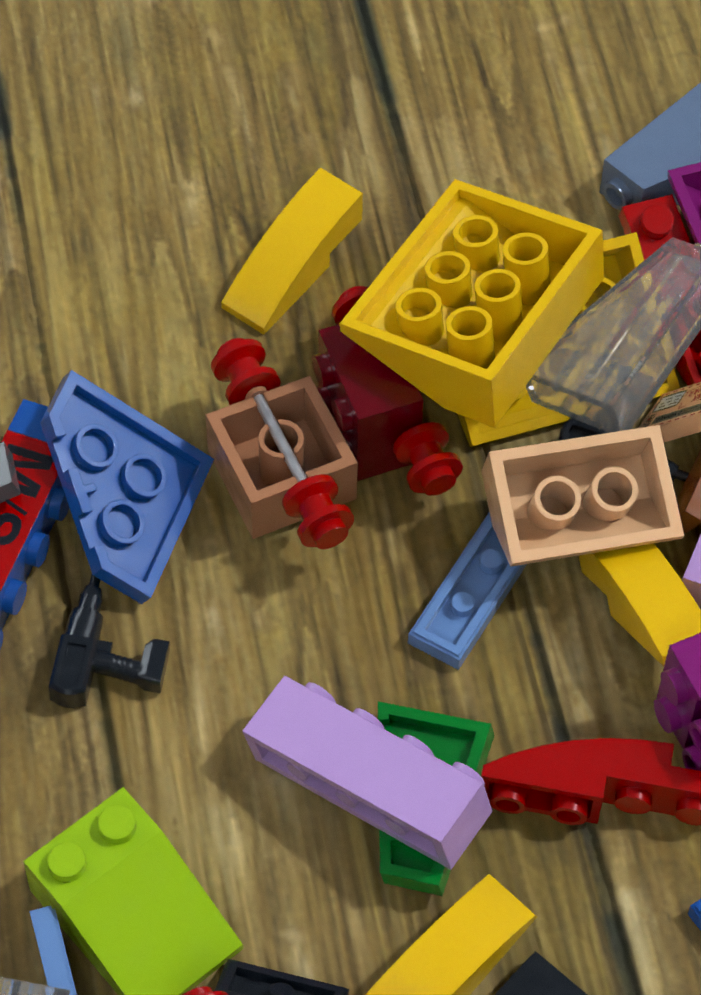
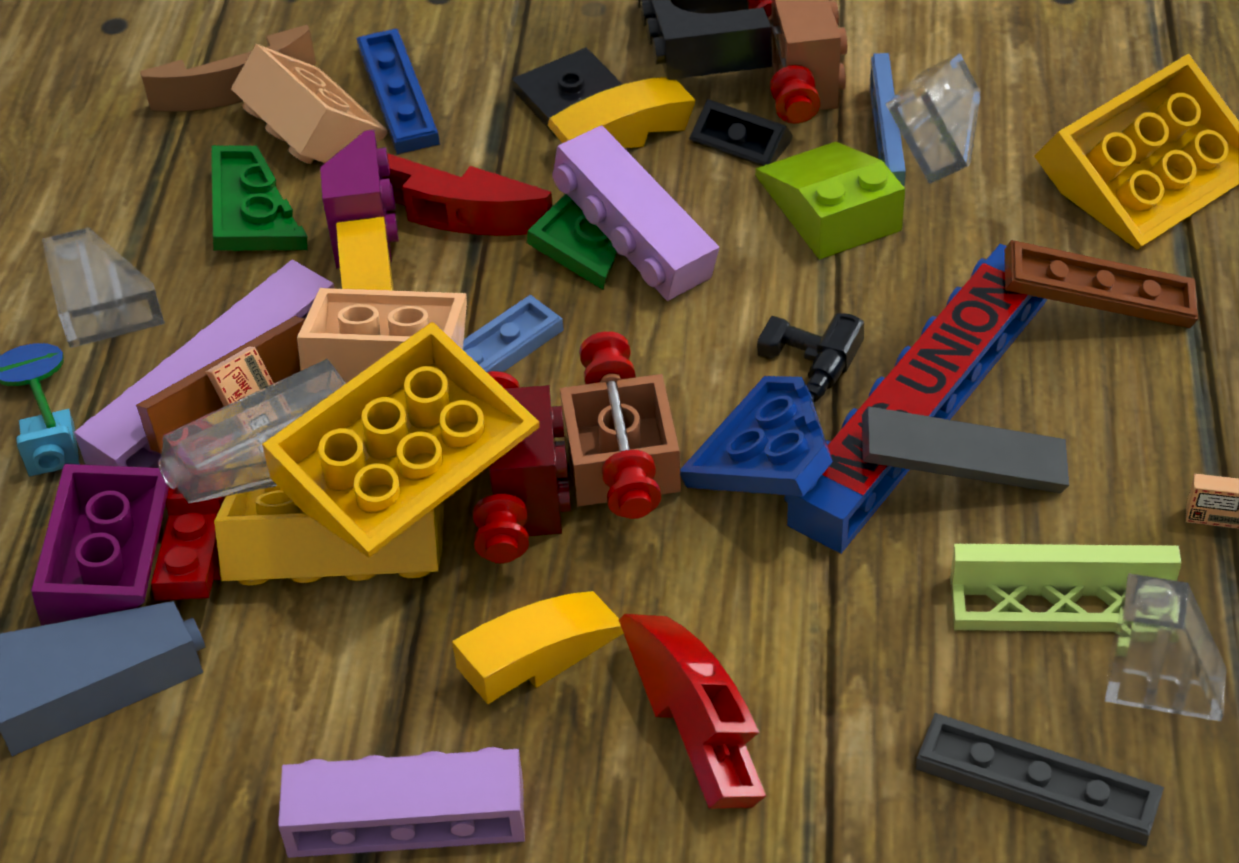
camera: 160 degrees left, 10 degrees down
(133, 219) = (711, 715): none -> red slope
(357, 96) = (402, 802): none -> lavender brick

